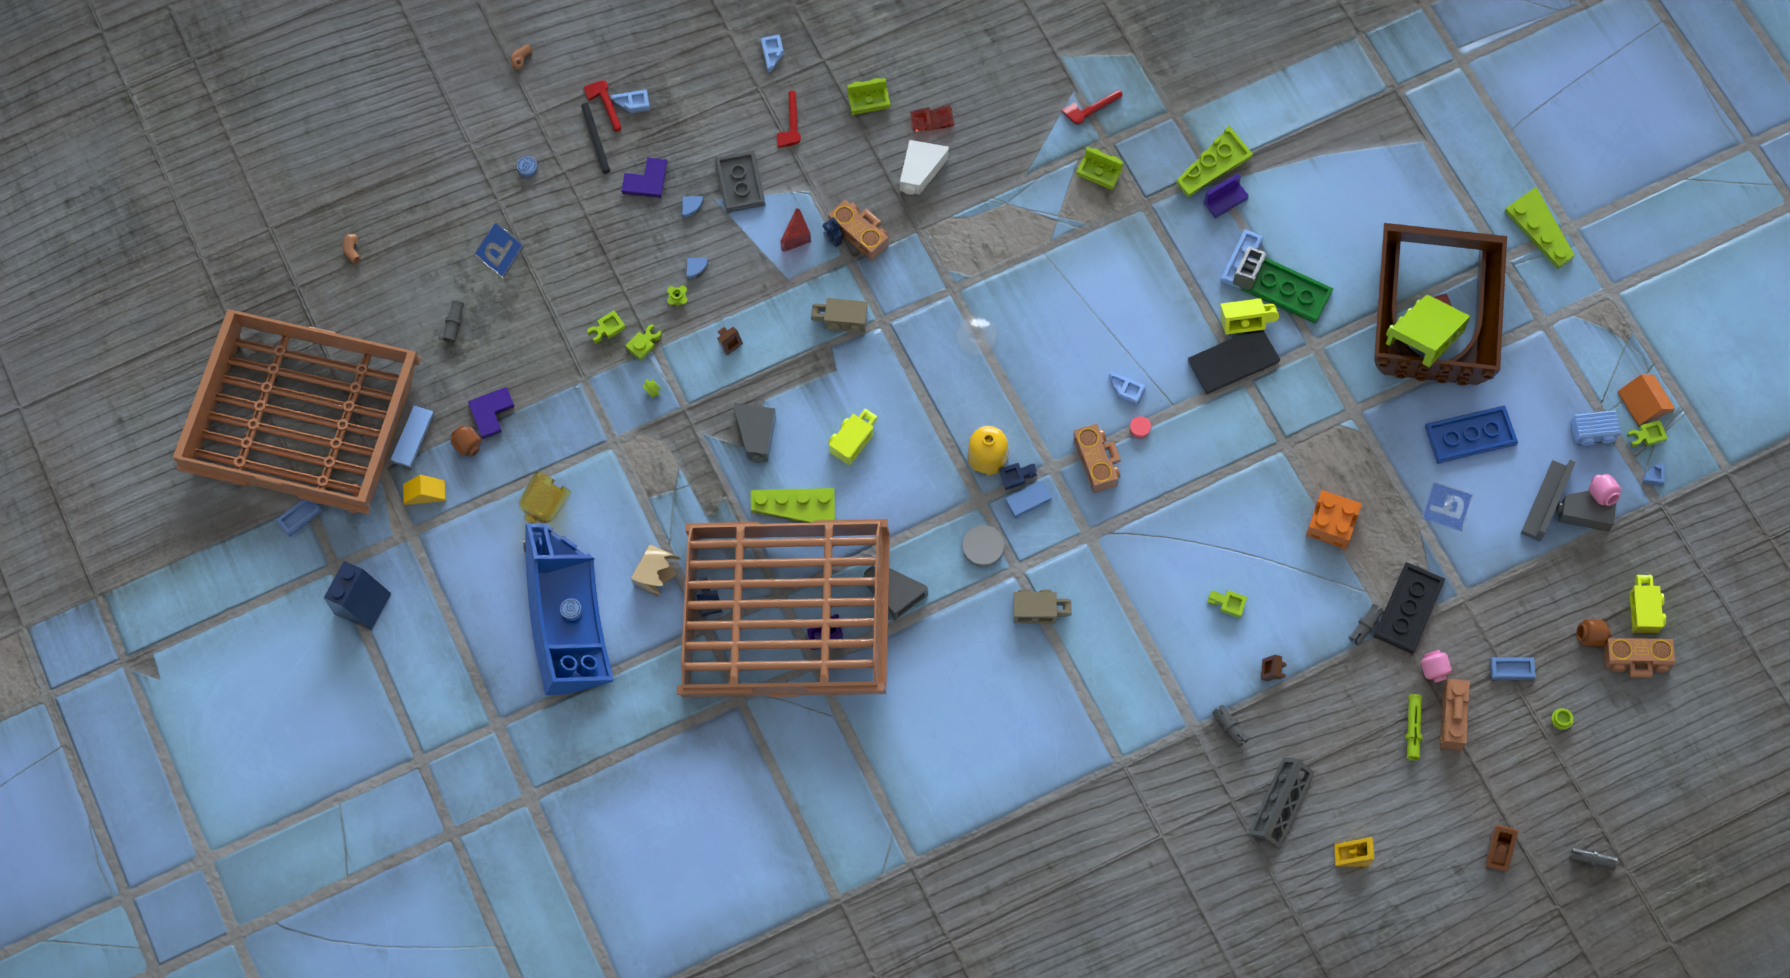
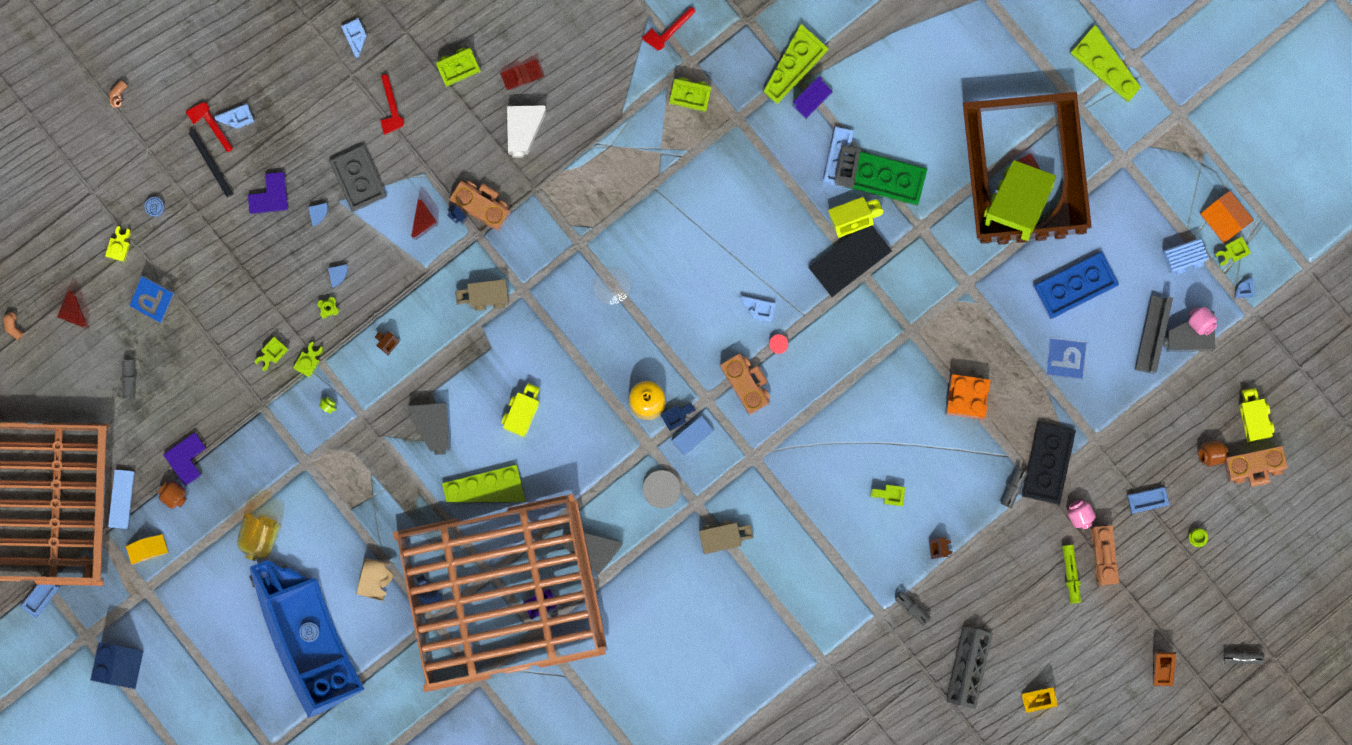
camera: 15 degrees left, 15 degrees up
(414, 245) = (71, 311): none -> clear red slope
(481, 196) = (118, 247): none -> neon yellow plate

